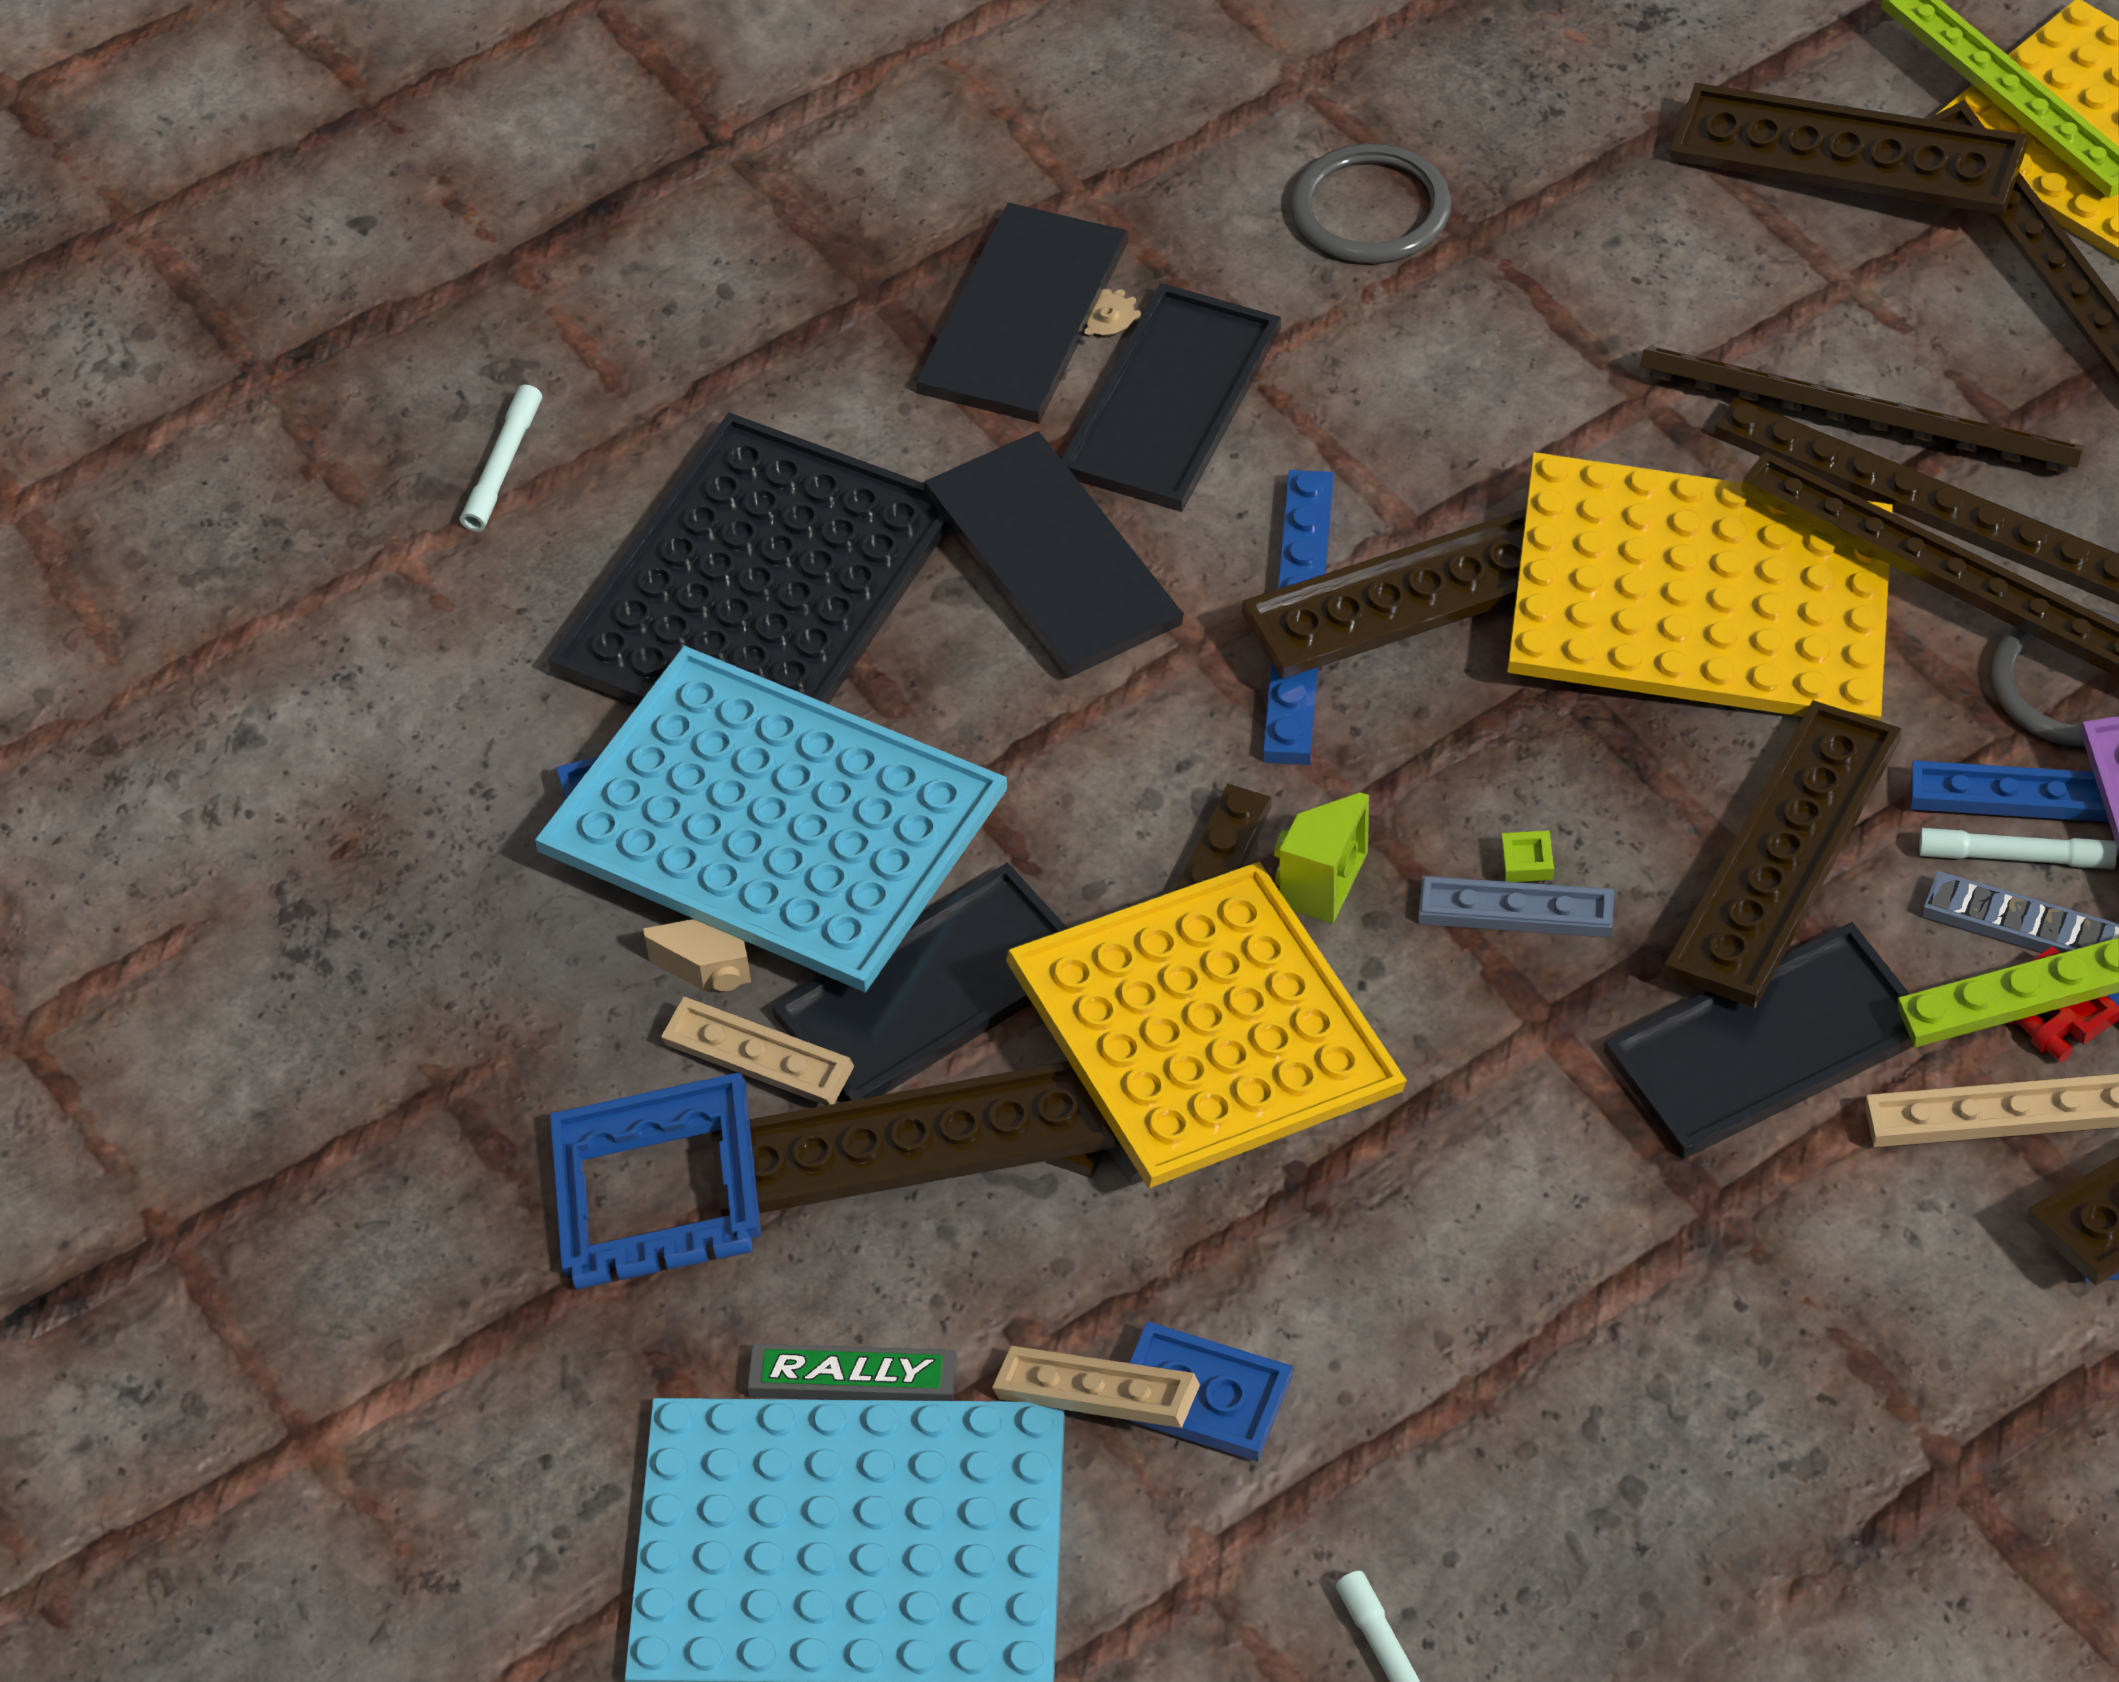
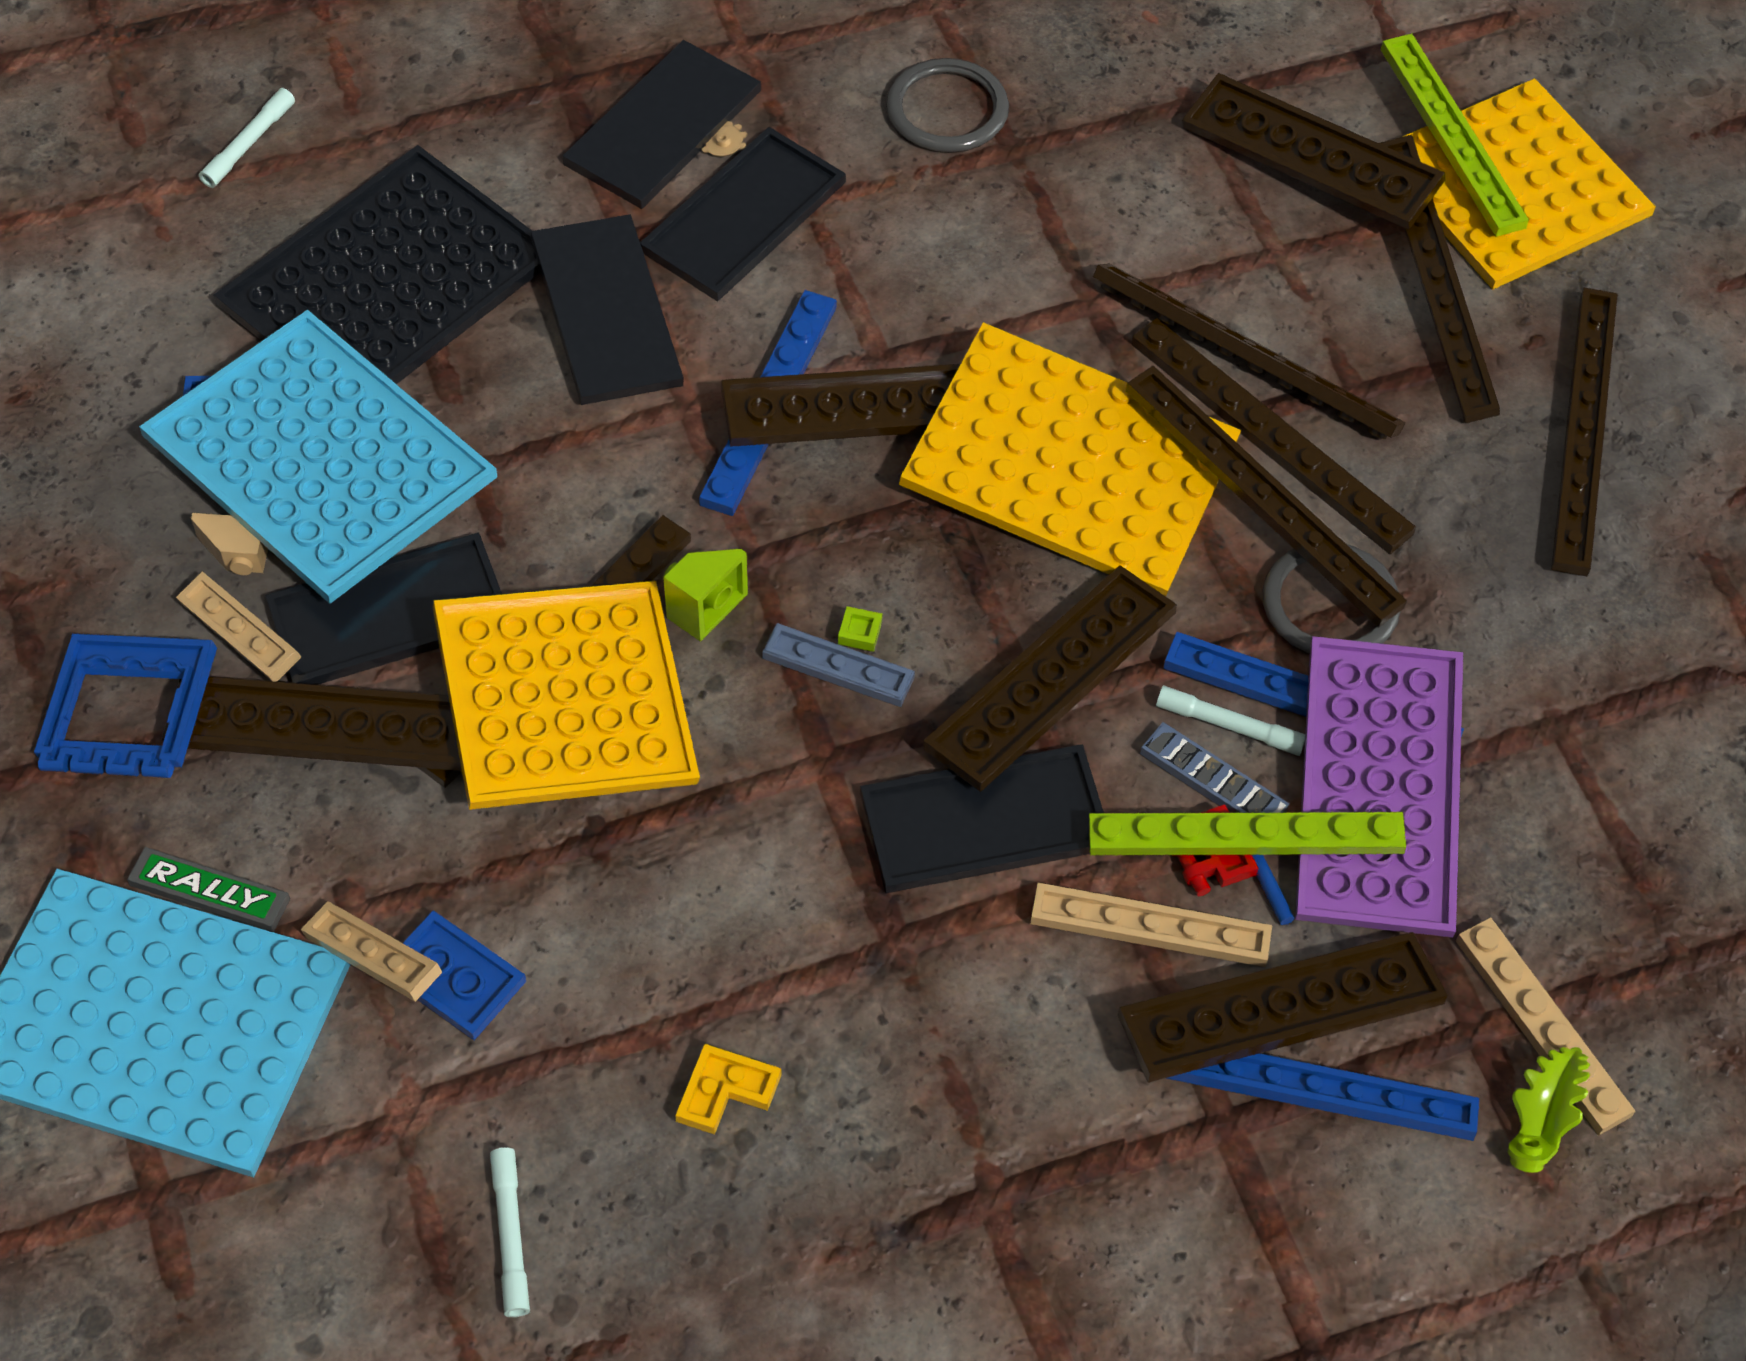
camera: 10 degrees right, 5 degrees up
(1580, 1421) = (722, 1077): none -> yellow plate

